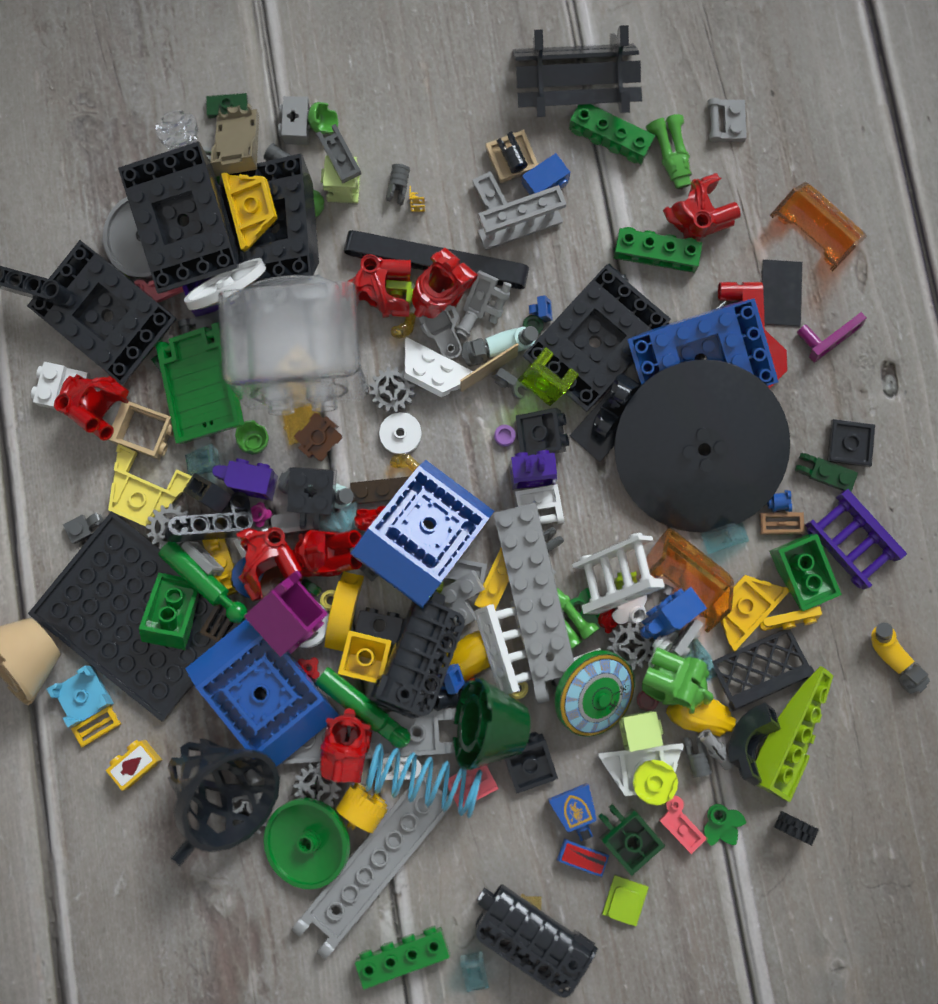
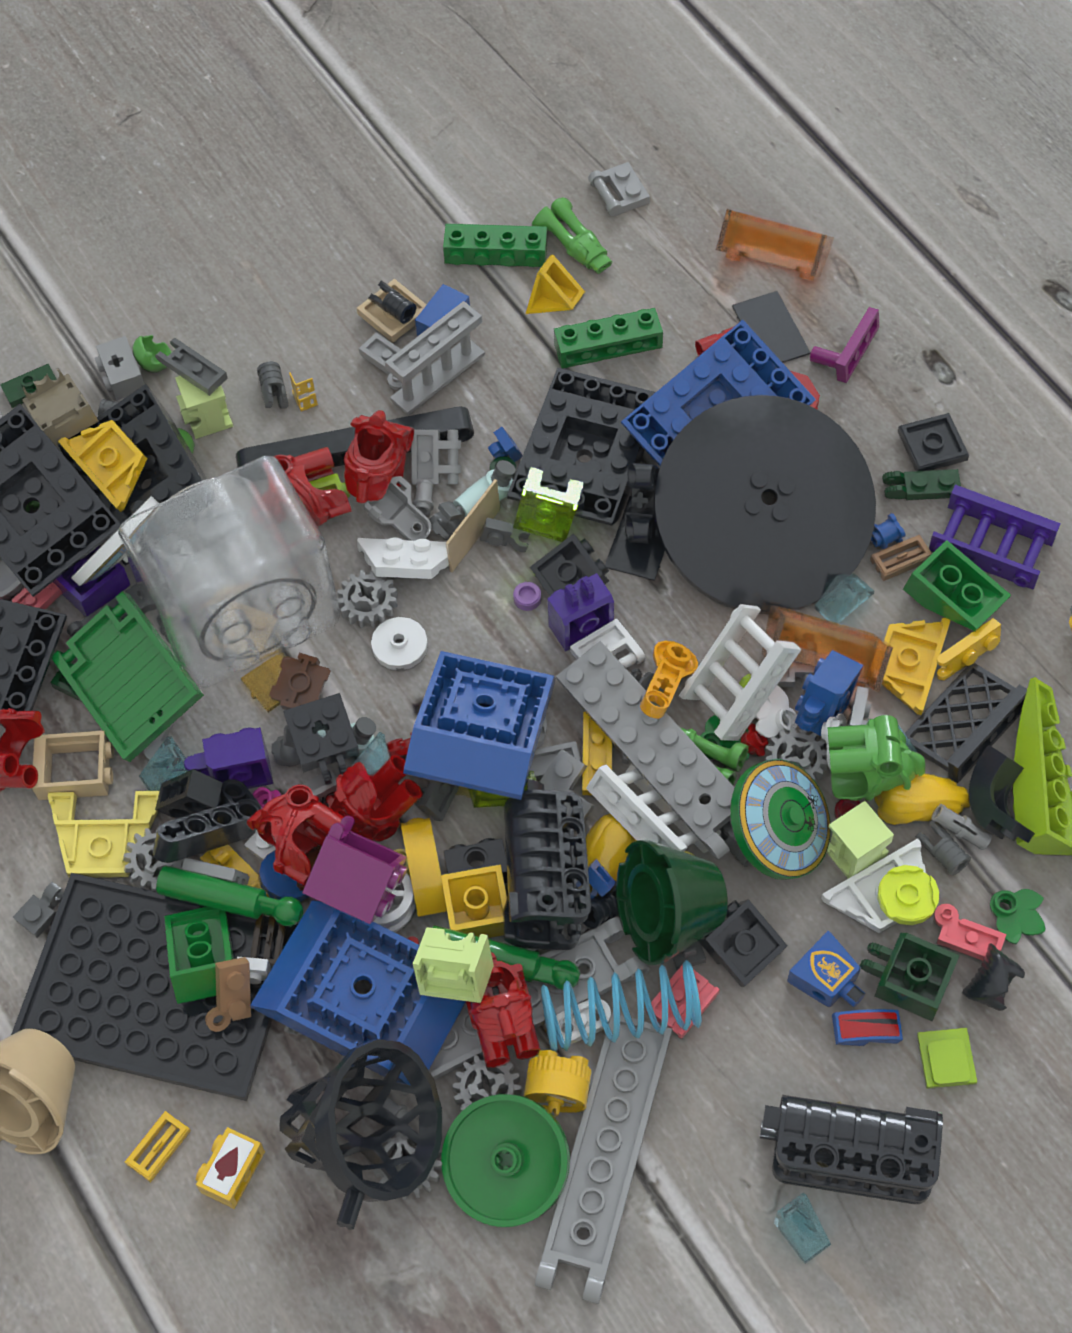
camera: 20 degrees left, 20 degrees down
(81, 695) = (122, 1112): medium azure panel -> none
(177, 653) = (231, 993): none -> medium nougat hinge
(199, 641) = (258, 969): none -> white plate
(251, 437) = (216, 716): bright green hair -> none
(317, 717) = (453, 967): none -> yellowish green piece
(376, 490) = (398, 717): dark brown plate -> none
(403, 461) = (417, 671): clear yellow arm -> none
(403, 957) = (699, 1252): green brick -> none
(404, 329) = (351, 530): clear yellow arm -> none
(570, 548) = (672, 664): none -> light orange beam
(579, 74) = (431, 198): black piece -> none
(637, 191) = (554, 289): none -> yellow slope
(679, 867) = (993, 979): none -> black hair
(697, 215) = (637, 283): red helmet -> none

